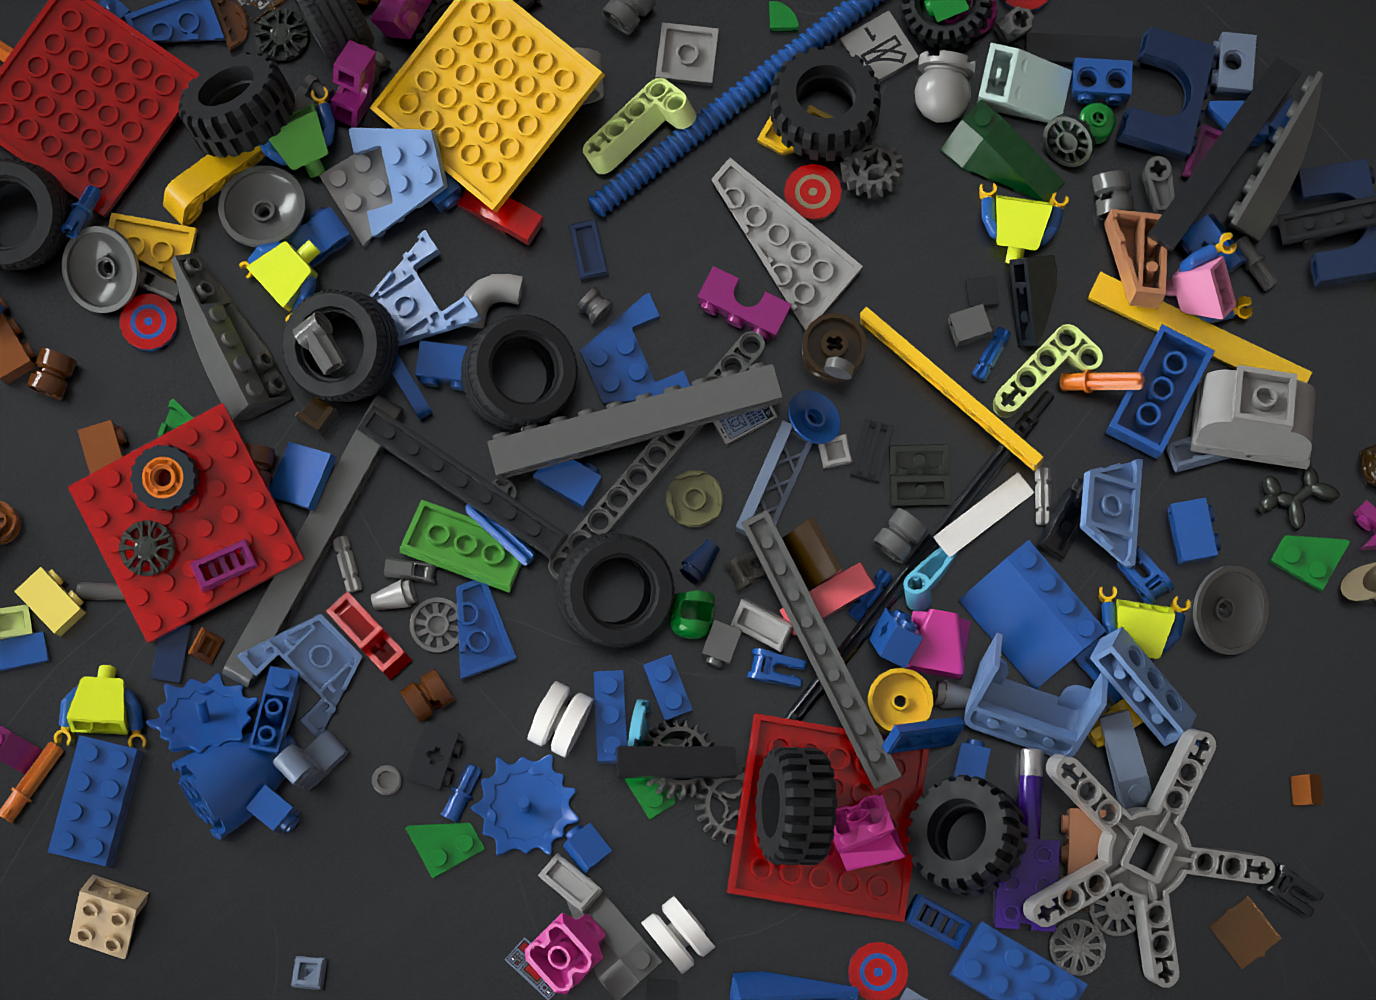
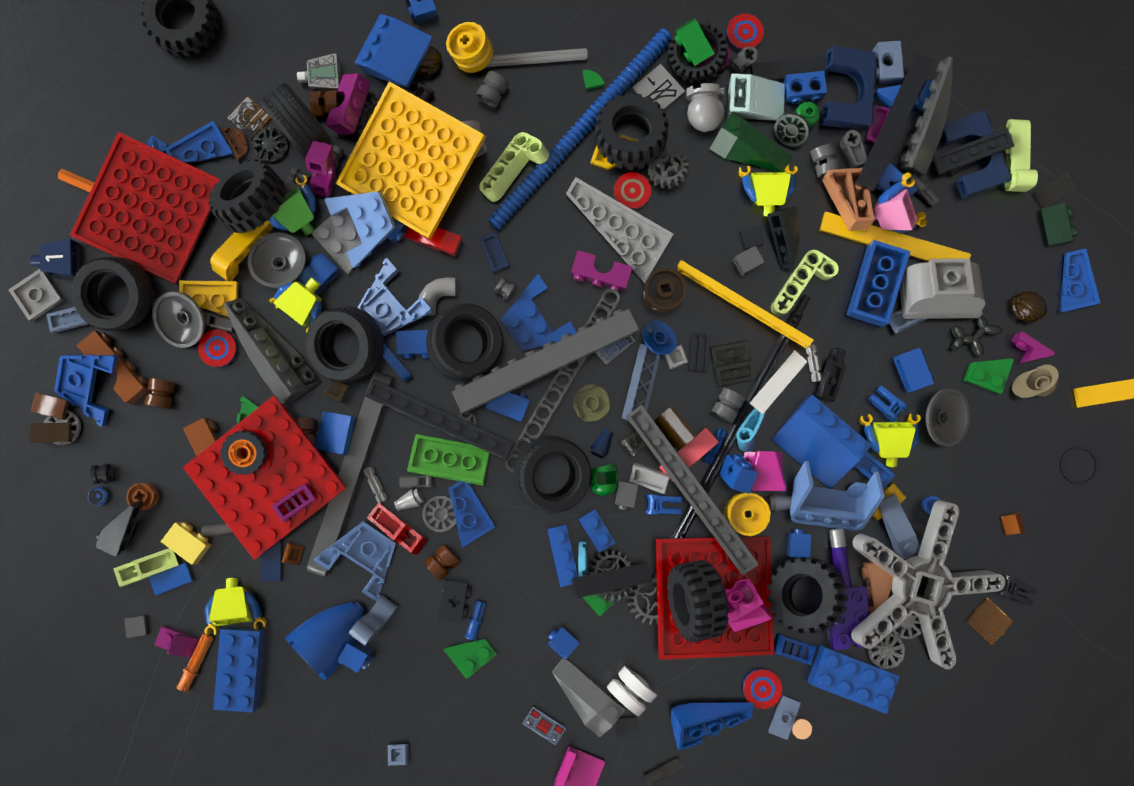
camera: 15 degrees left, 5 degrees up
(81, 211) = (158, 283): blue axle -> none
(106, 916) = (260, 740): tan bracket -> none
(147, 548) = (241, 499): pearl dark grey wheel -> none
(202, 715) = (298, 601): blue piece -> none
(276, 709) = (345, 591): blue slope -> none
(316, 336) = (326, 342): dark grey piece -> none
(387, 780) = (426, 620): flat silver tile -> none
(511, 543) = (478, 453): axle -> none
(525, 805) = (518, 621): blue piece -> none
(556, 717) = (531, 563): white wheel -> none
(566, 951) = (562, 715): dark pink piece -> none
(570, 883) = (556, 667): light grey tile -> none
(687, 54) = (535, 113): light grey tile -> none
(839, 368) = (672, 304): dark grey tile -> none
(923, 735) = (767, 534): blue tile -> none
(991, 354) = (765, 276): blue axle -> none
(1092, 381) = (840, 283): orange axle -> none
(1112, 508) = (861, 365): medium blue wing -> none
(1143, 686) = (902, 477): medium blue brick -> none

